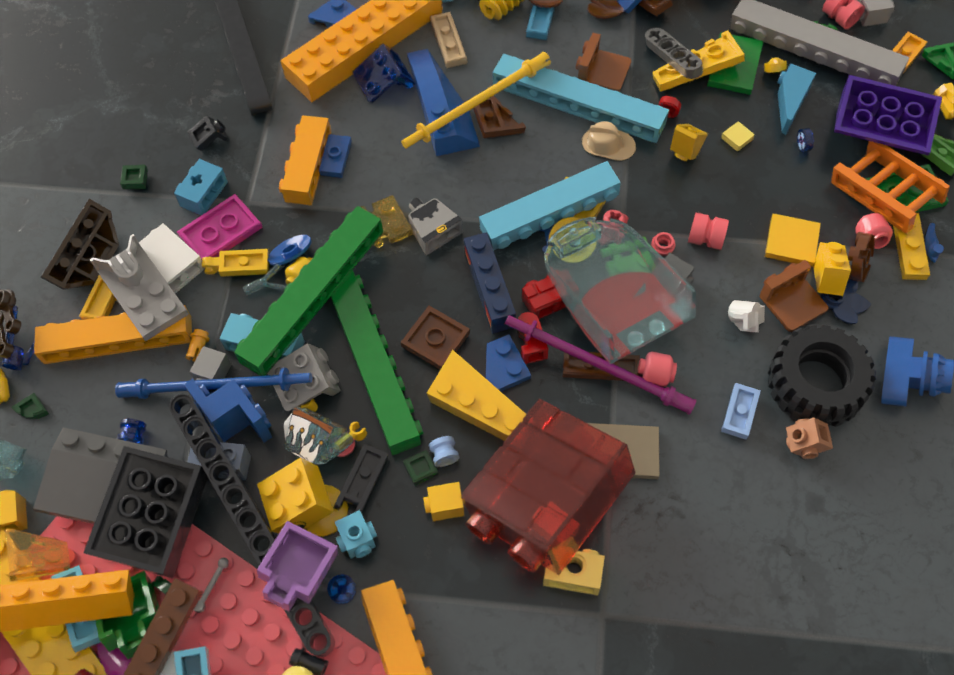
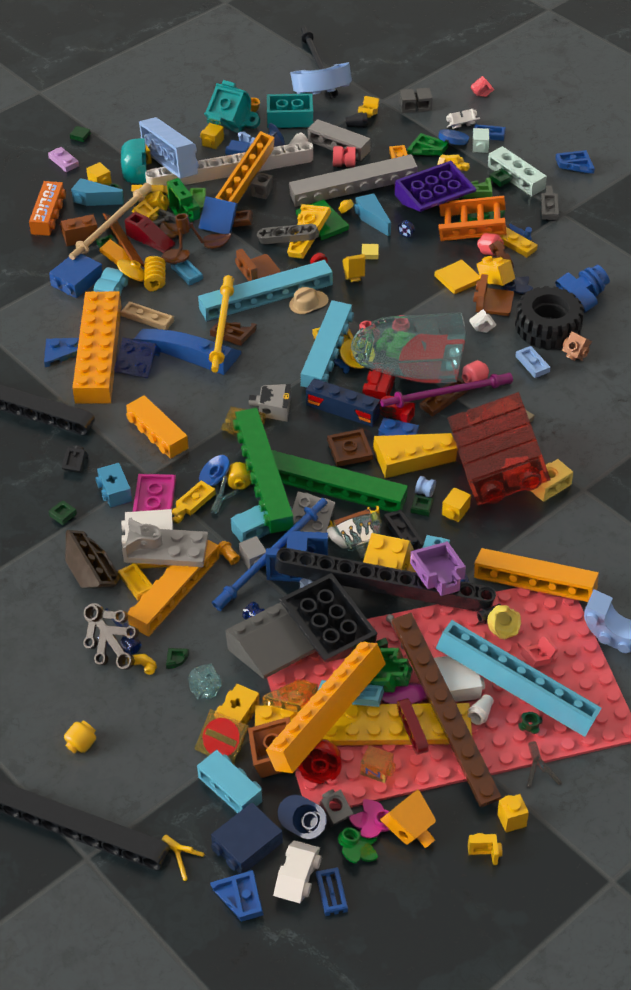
camera: 50 degrees left, 15 degrees down
(335, 156) = (171, 412): blue plate -> none
(708, 231) = (416, 300): coral wheel -> none

